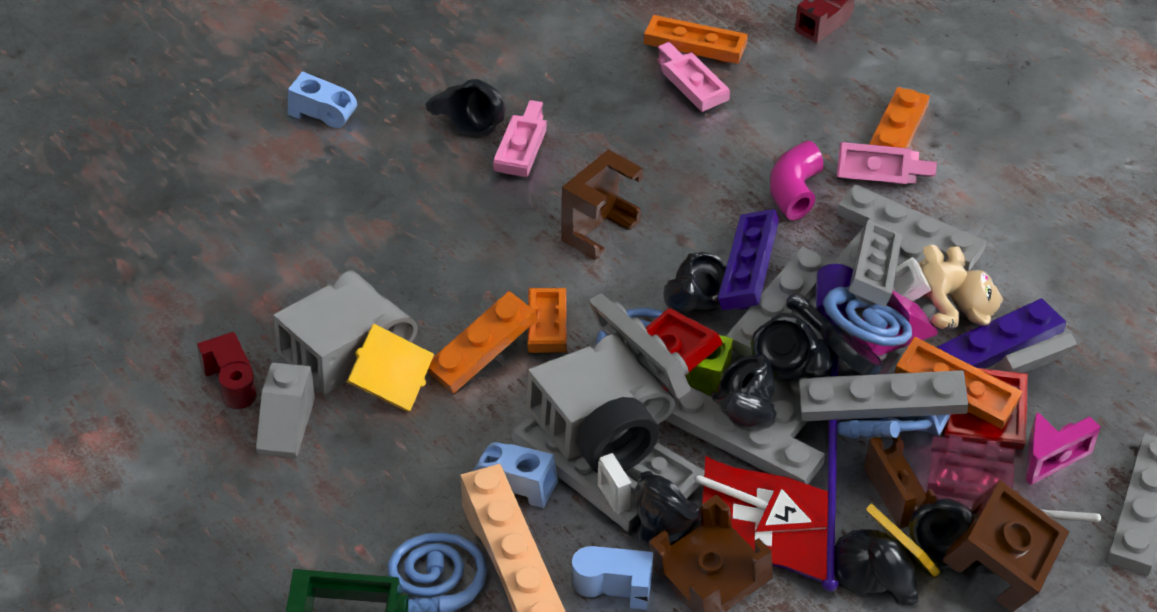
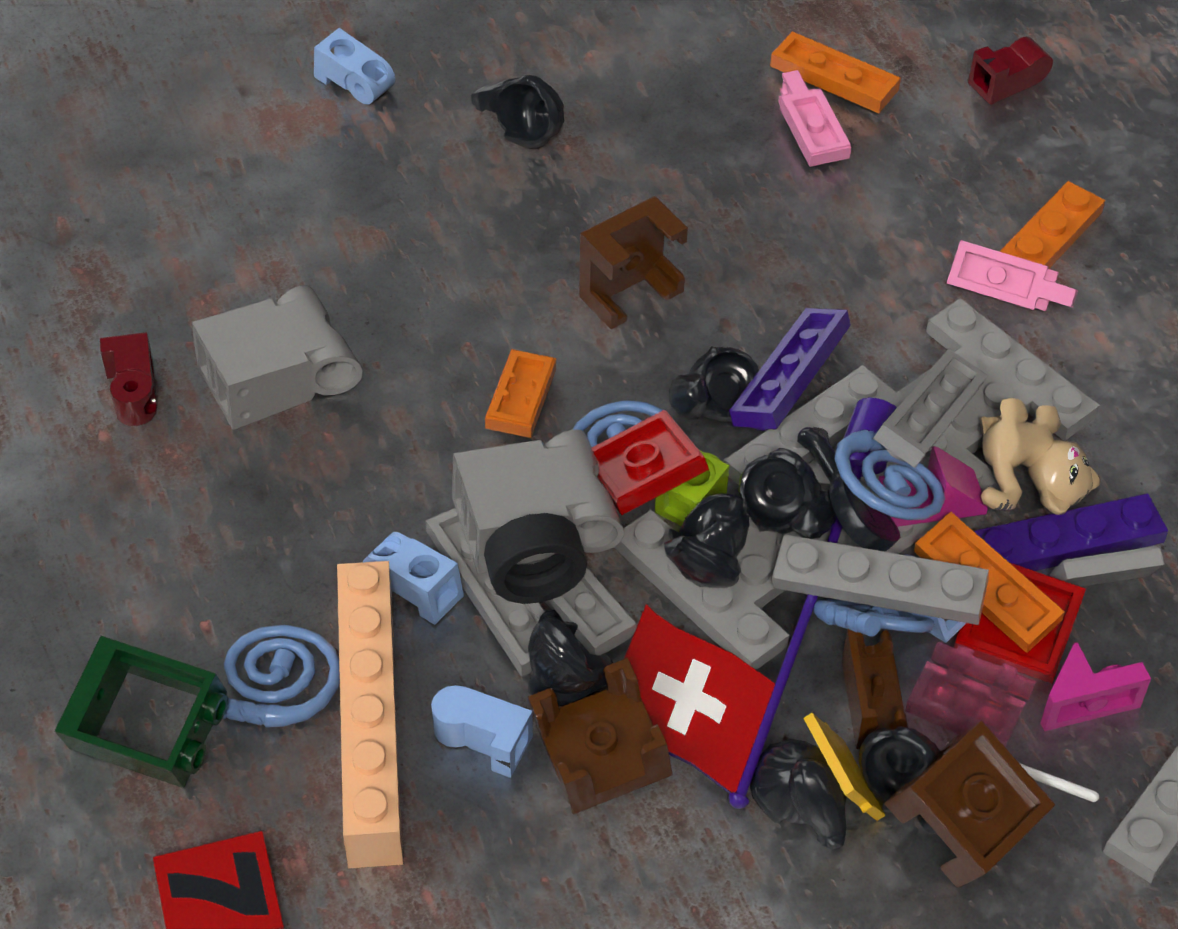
camera: 15 degrees right, 5 degrees up
(284, 409) = (174, 439): light grey slope -> none
(390, 368) = (310, 414): yellow piece -> none
(481, 342) = (431, 404): orange plate -> none
(521, 141) = (573, 162): bright pink hinge -> none
(614, 483) = (514, 615): white tile -> none
(650, 350) = (608, 450): light grey plate -> none
(781, 513) = (712, 696): piece -> none
(789, 179) = (883, 273): dark pink cylinder -> none
(910, 280) = (969, 438): white tile -> none

